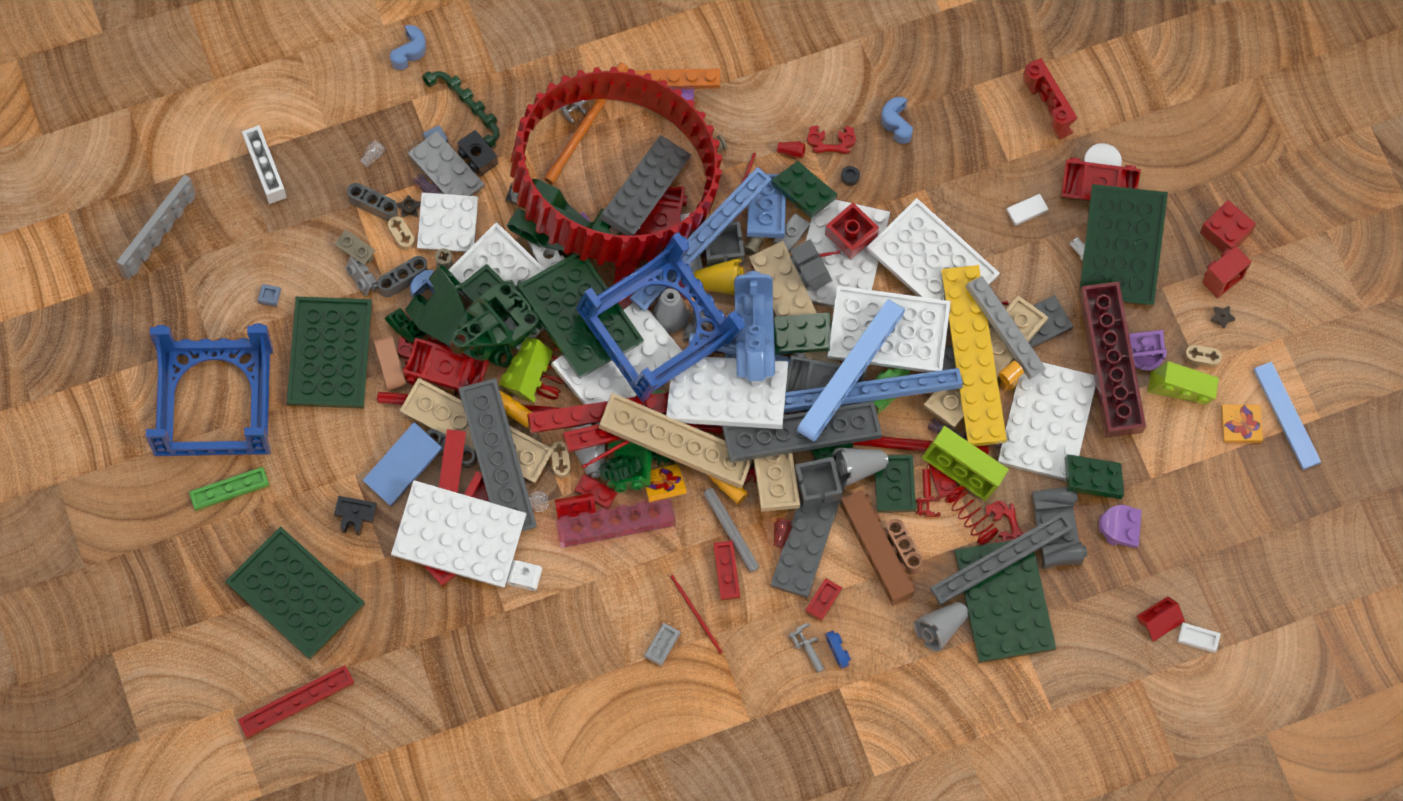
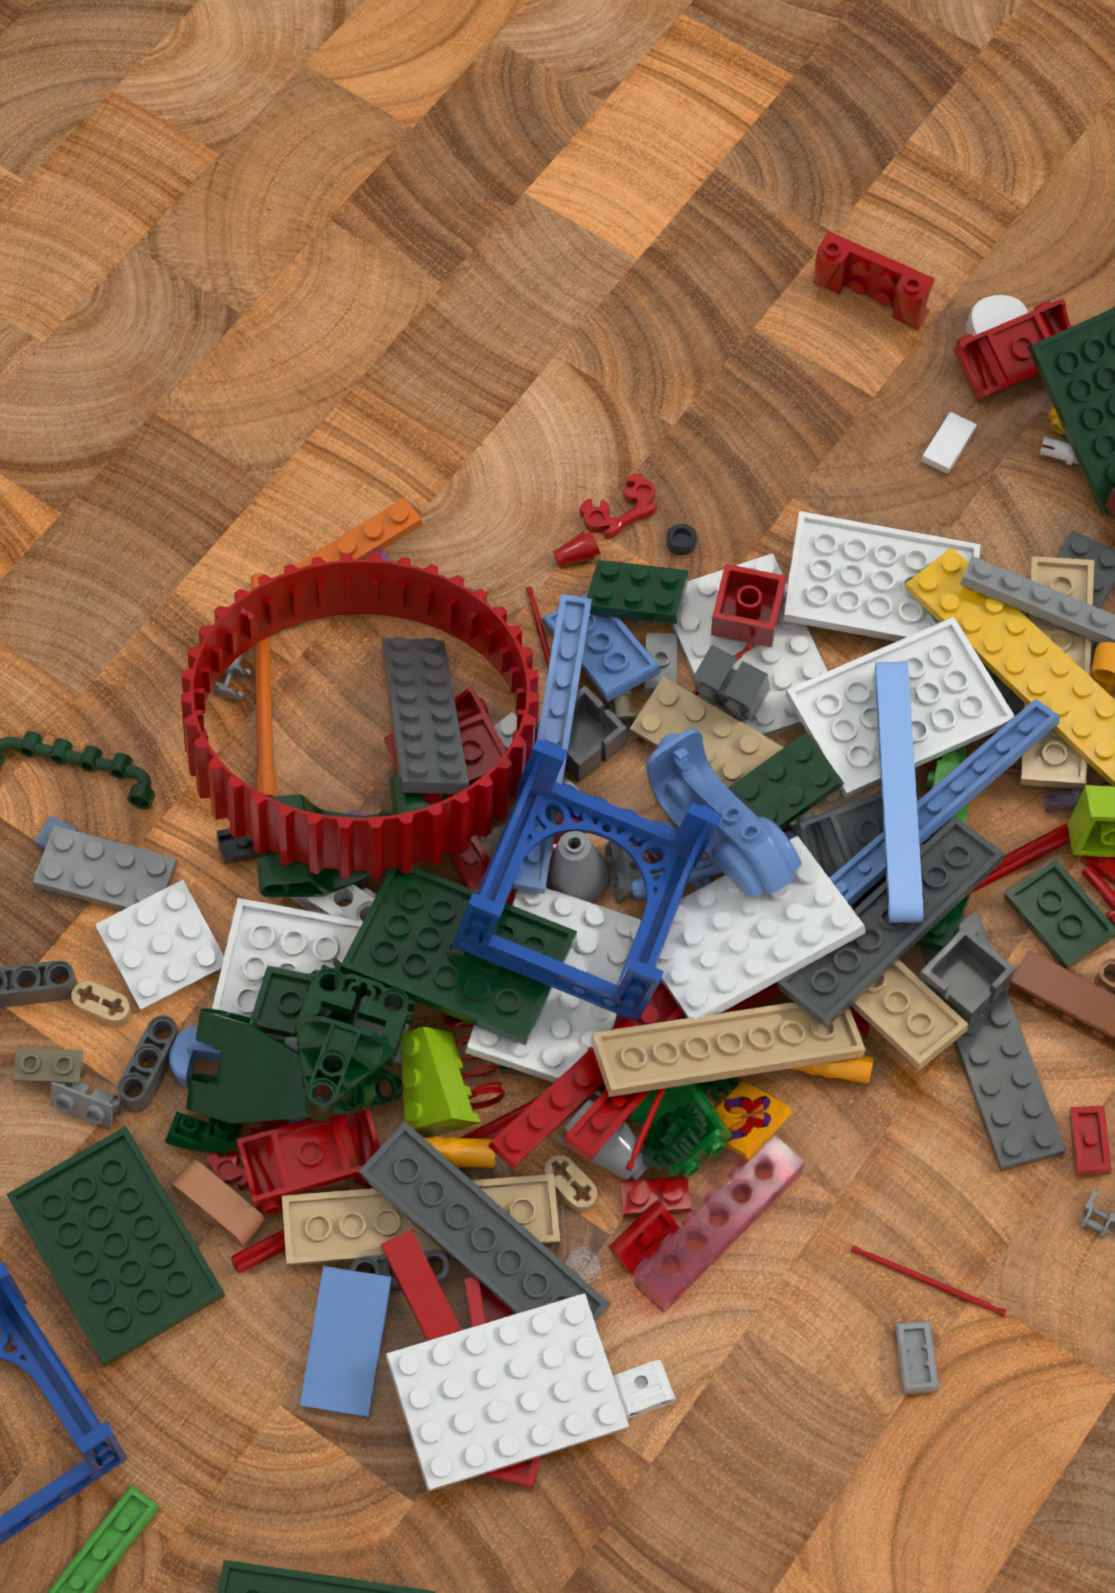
camera: 30 degrees left, 5 degrees down
(354, 513) = (322, 1463): black plate -> none
(409, 202) = (84, 950): dark brown plate -> none
(425, 185) = (90, 913): clear purple pin -> none
(446, 254) = (193, 992): dark tan bush -> none
(475, 143) = (123, 808): black brick -> none
(720, 277) = (617, 776): yellow cone -> none
(726, 570) = (925, 1188): red plate -> none
(731, 530) = (887, 1126): light grey axle -> none
(782, 530) = (960, 1082): clear red cone -> none
(858, 464) = (1000, 914): light grey cone -> none
(894, 122) = (690, 433): medium blue animal -> none

